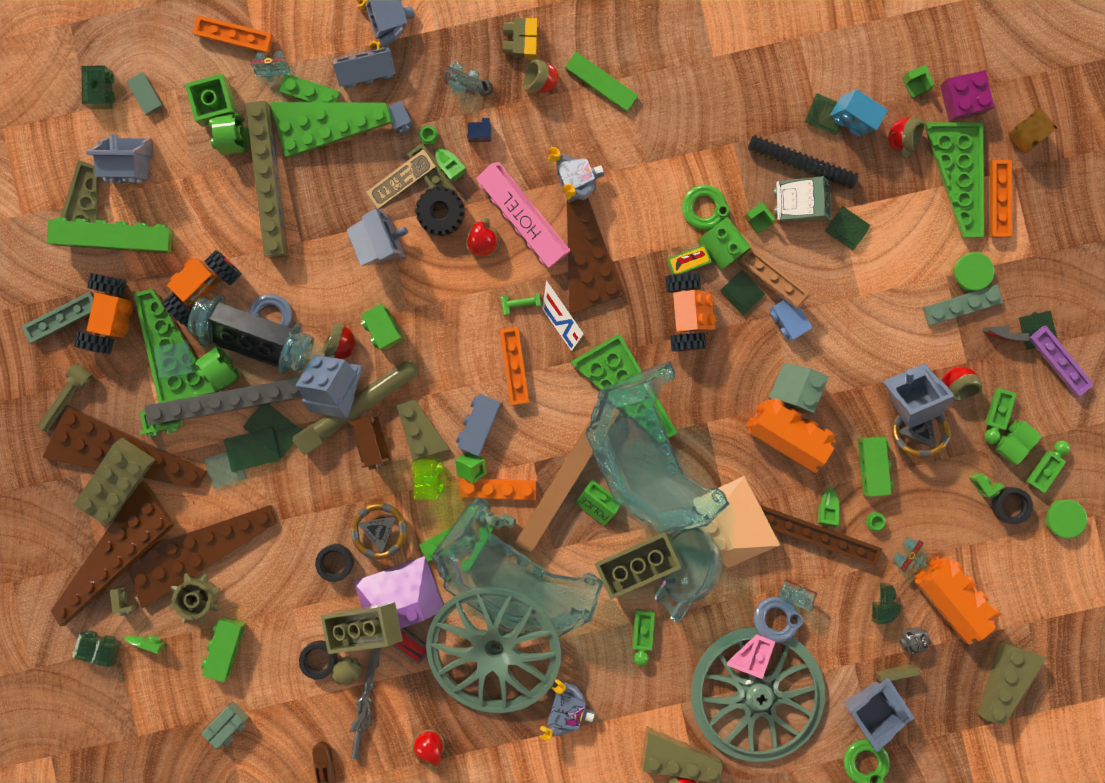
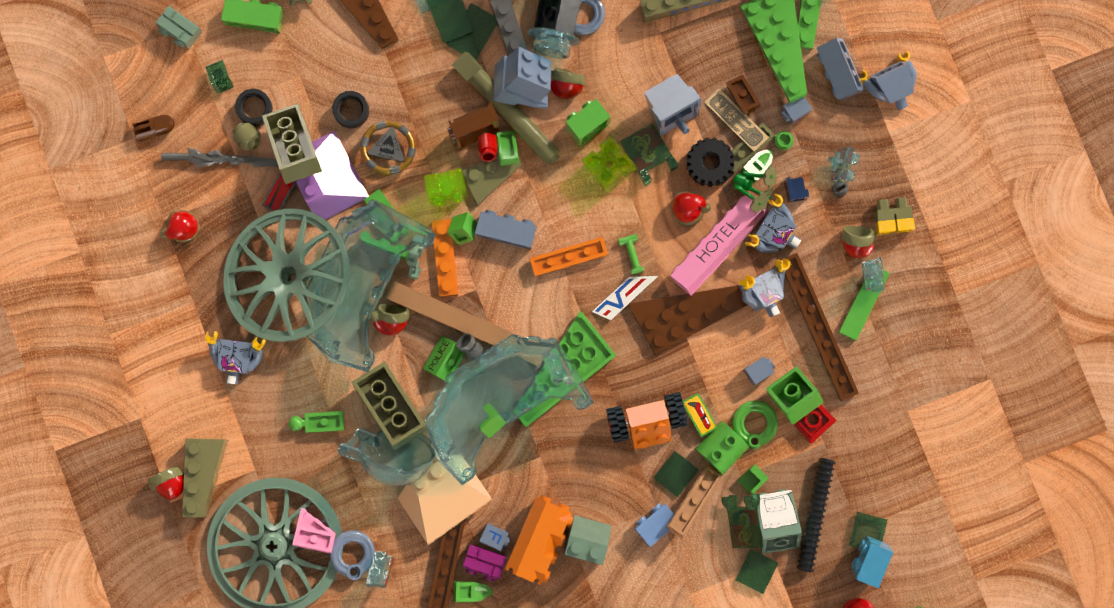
camera: 80 degrees right, 5 degrees down
(281, 690) = (219, 77): none -> clear green bracket
(376, 167) = (743, 94): none -> reddish brown plate
(392, 431) = (487, 147): none -> red brick
(396, 411) = (507, 147): none -> bright green tile
(415, 309) = (609, 152): none -> clear neon green brick
(419, 272) = (647, 152): none -> clear green flag
(466, 181) = (743, 183): none -> plant
(517, 157) = (775, 229): none -> sand blue torso
(551, 551) = (390, 319): none -> olive piece
(577, 66) = (873, 275): none -> clear light blue hips
(590, 477) = (470, 347): none -> dark grey wheel
(622, 129) = (819, 329): none -> reddish brown plate
(654, 194) = (759, 370): none -> sand blue brick
(669, 464) = (493, 422): none -> bright green panel
(685, 163) = (794, 395): none -> bright green brick
(709, 162) = (812, 432): none -> red piece
(780, 477) = (495, 537): none -> sand blue brick
(801, 232) = (744, 521): none -> flag
(803, 491) = (484, 562): none -> magenta brick

